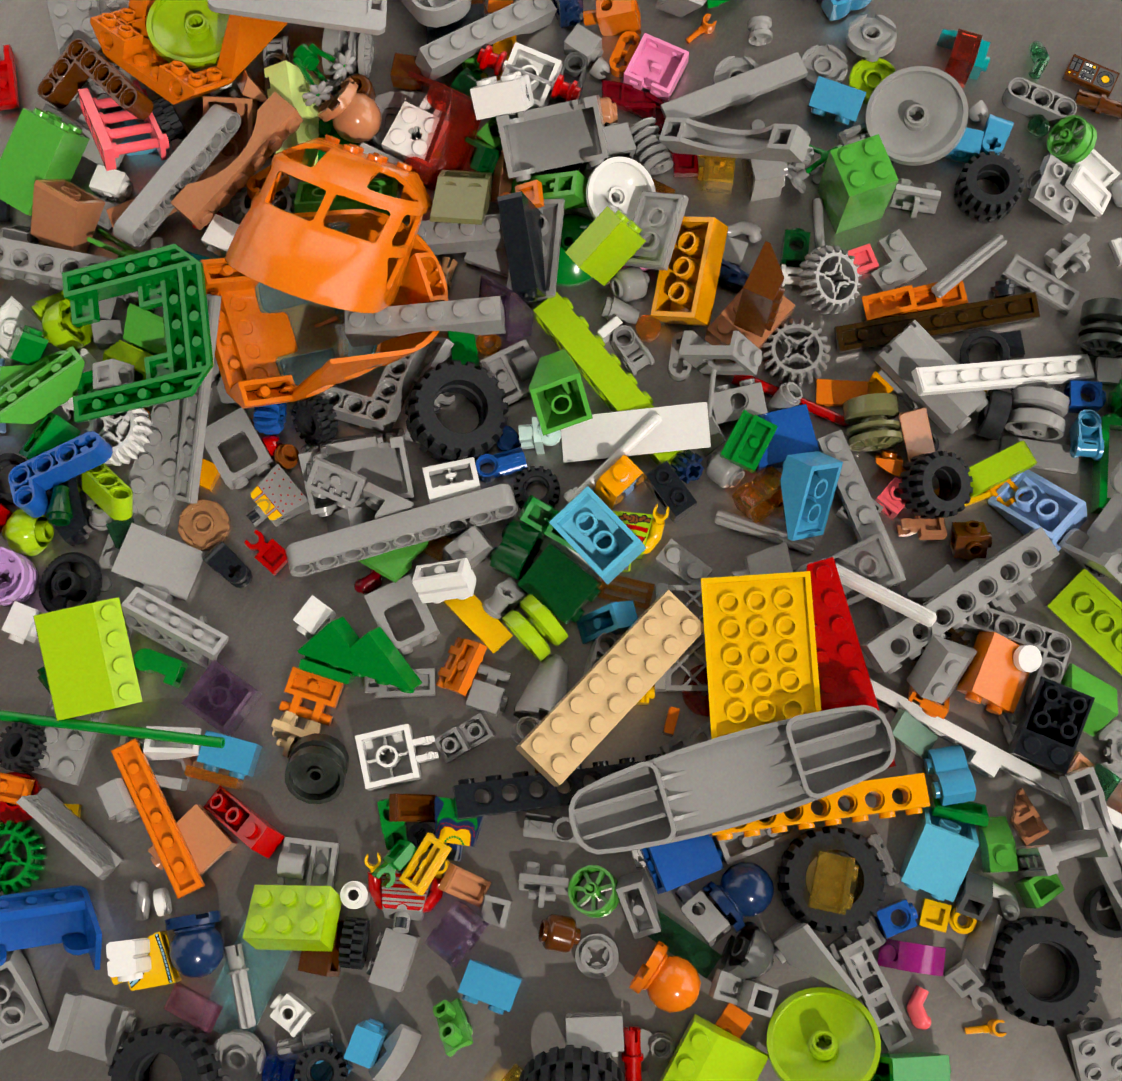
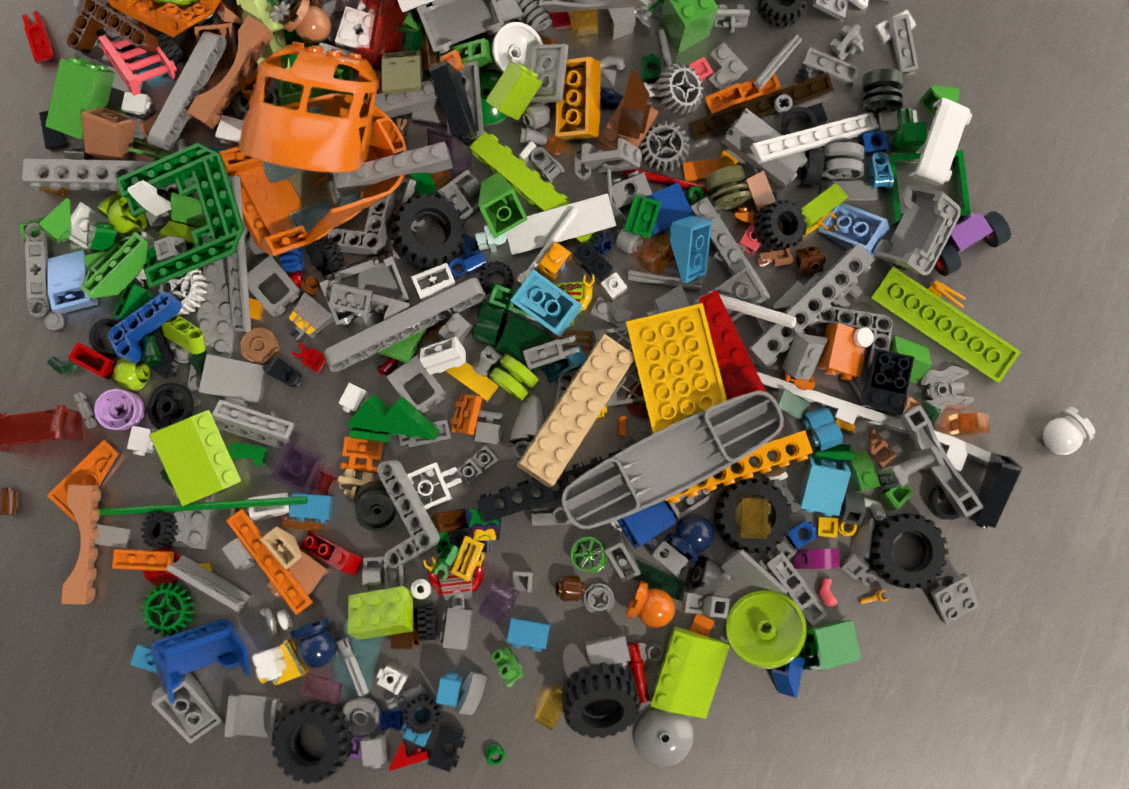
camera: 20 degrees left, 5 degrees up
(97, 305) = (147, 197): none -> white slope
(178, 800) = (282, 546): none -> tan slope
(253, 725) = (324, 483): none -> clear red bush
(355, 788) = (407, 514): none -> light grey beam
(464, 885) = (497, 567): nougat tile -> none
(543, 887) = (552, 559): light grey hips -> none
(588, 602) = (548, 352): none -> light grey hinge
(693, 529) = (613, 287): none -> white brick
(786, 396) = (663, 180): light grey cone -> none
(833, 423) = (698, 191): none -> green piece
(872, 826) = (776, 473): none -> white tile
(968, 330) = (783, 97): none -> light grey bush
(987, 781) = (847, 427): none -> light orange tile

